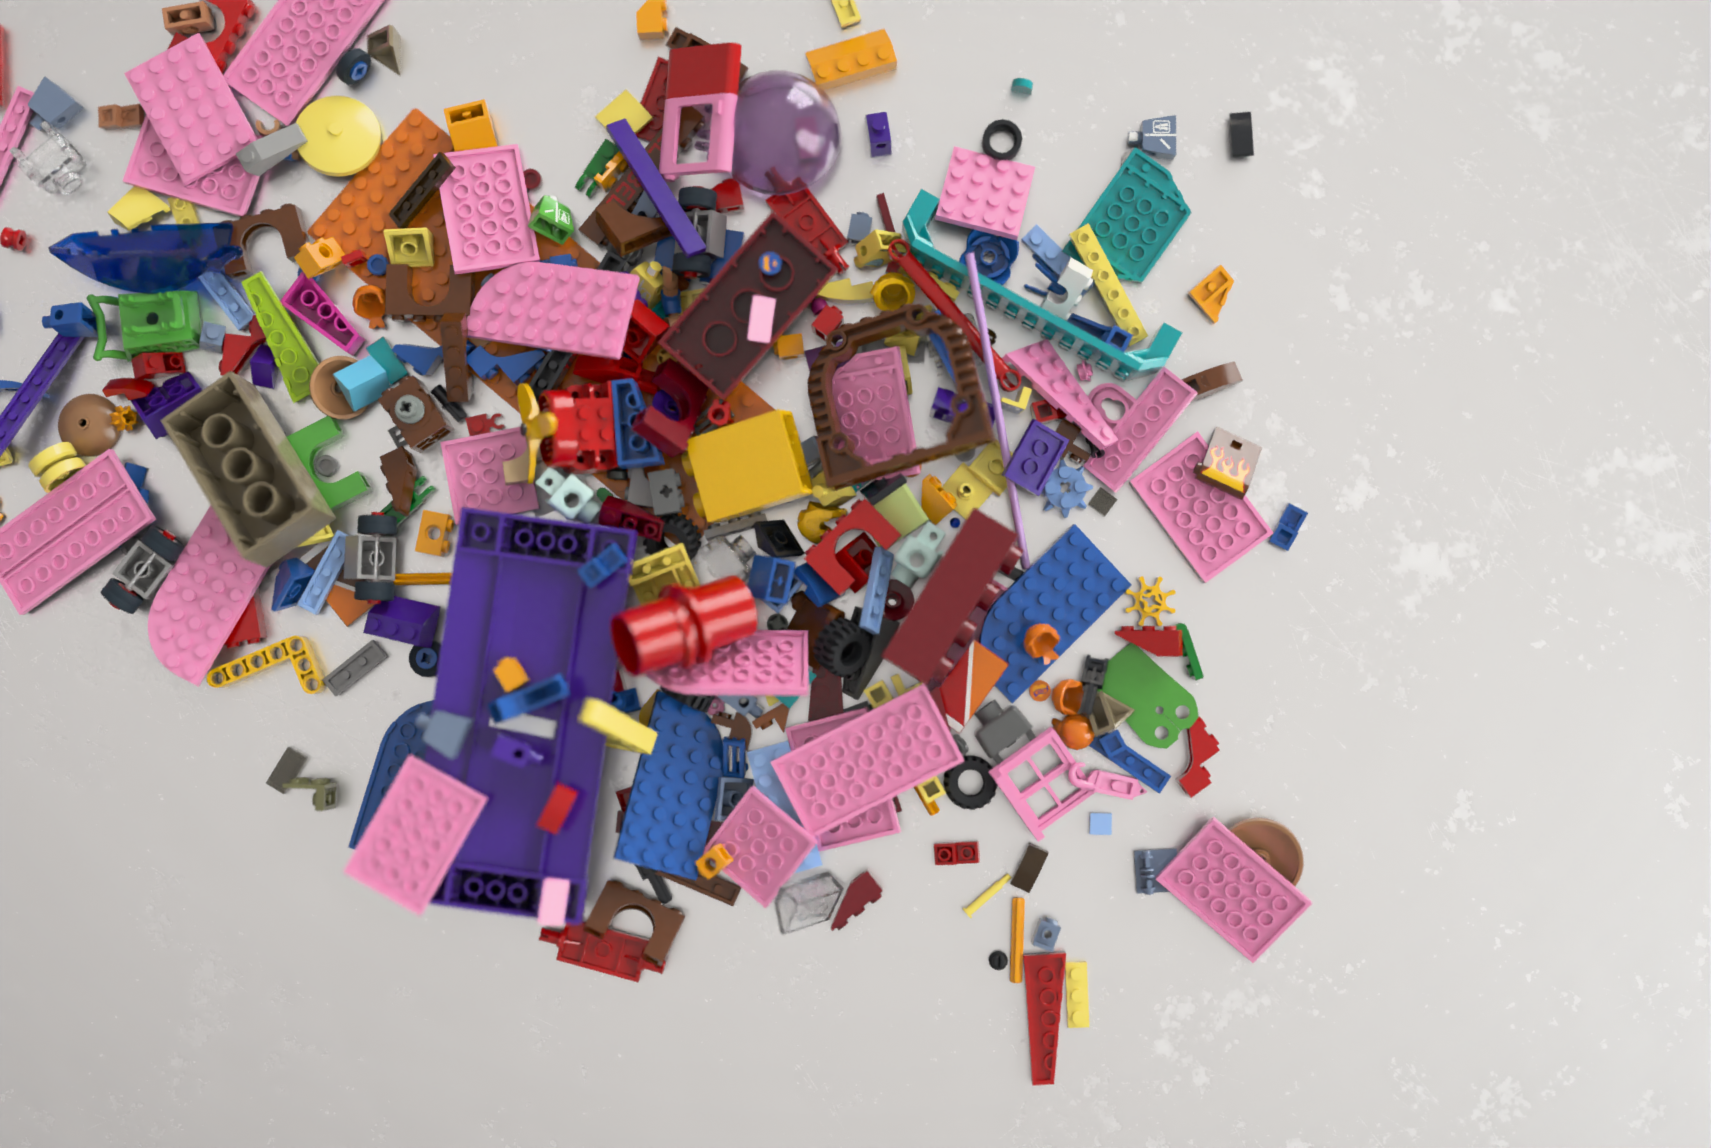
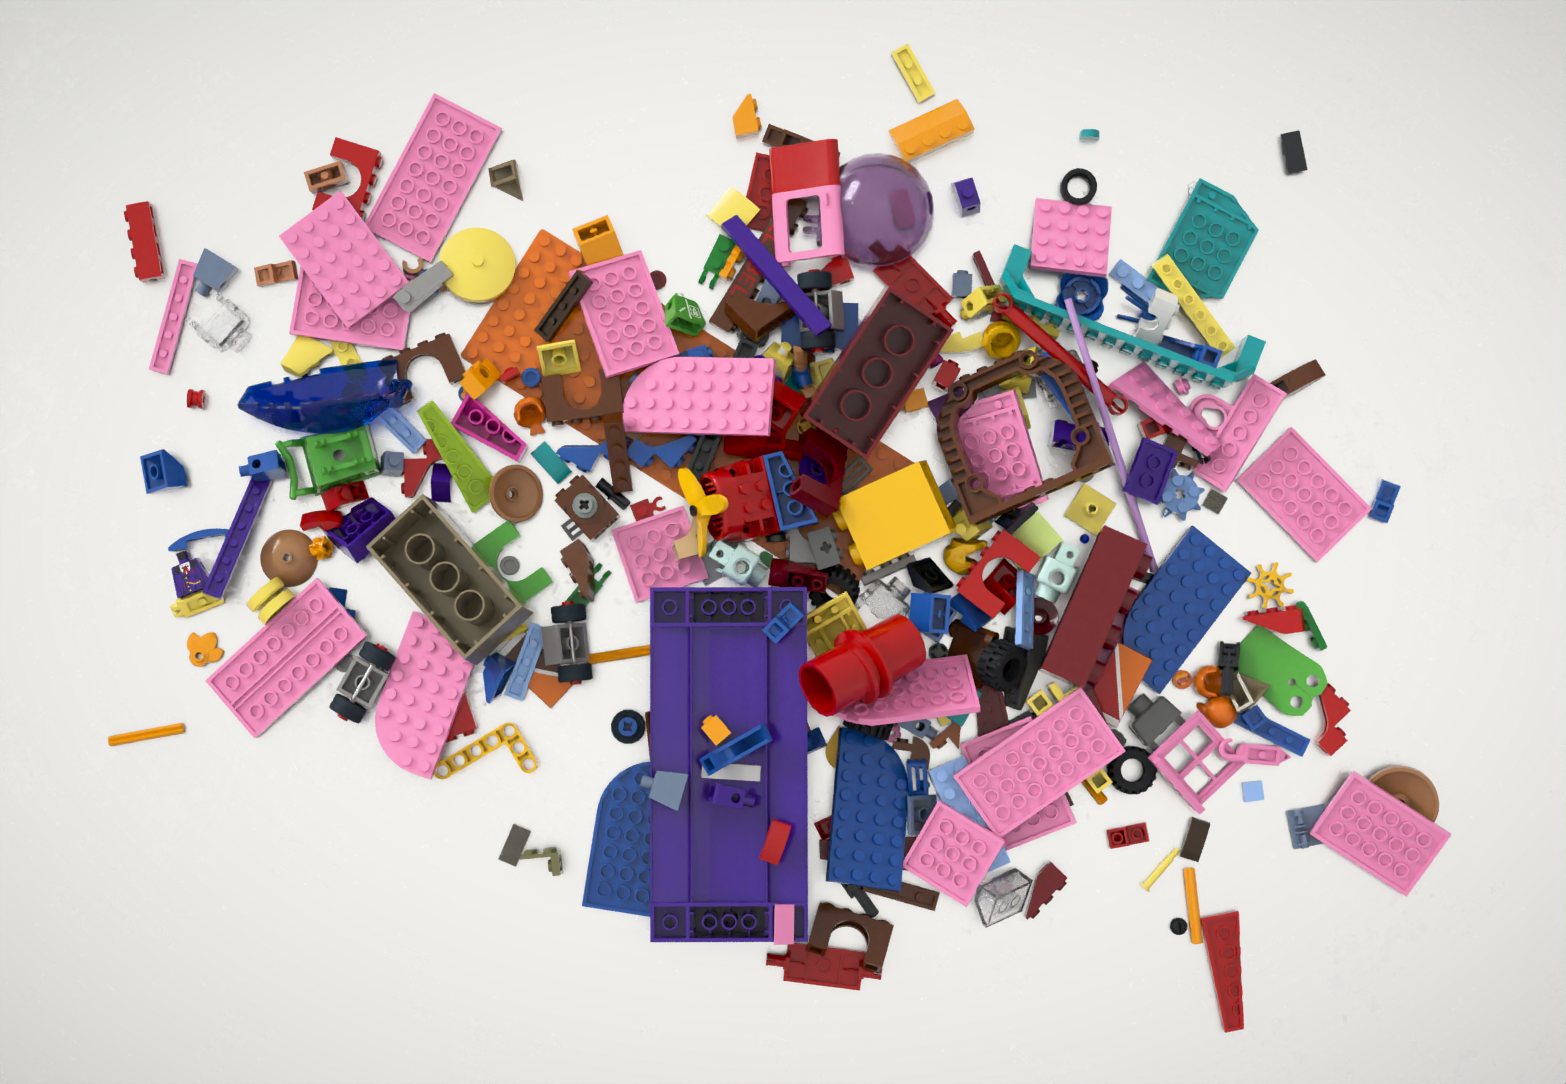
camera: 15 degrees left, 0 degrees up
(353, 66) = (483, 200): black wheel -> none
(354, 668) = (563, 744): flat silver plate -> none
(362, 382) = (534, 485): medium azure slope -> none
(403, 621) = (603, 696): dark purple slope -> none
(415, 835) = (653, 882): bright pink plate -> none
(430, 521) = (613, 602): light orange brick -> none
(619, 729) = (820, 766): light yellow beam -> none
(721, 413) = (863, 471): red animal -> none
(721, 858) = (921, 868): light orange brick -> none
(761, 319) = (891, 383): bright pink slope -> none
(770, 263) = (893, 333): blue tile -> none
(935, 500) = (1065, 521): light orange slope -> none
(989, 468) = (1110, 486): light yellow tile -> none
(1020, 402) = (1129, 422): light yellow panel -> none
(1038, 937) = (1212, 901): sand blue brick -> none
(1040, 641) = (1177, 635): orange hat -> none
(1077, 994) = (1253, 947): light yellow plate -> none
(1156, 137) = (1217, 165): sand blue torso -> none
(1212, 292) = (1287, 298): light orange wing -> none
(1228, 463) = (1323, 451): door -> none

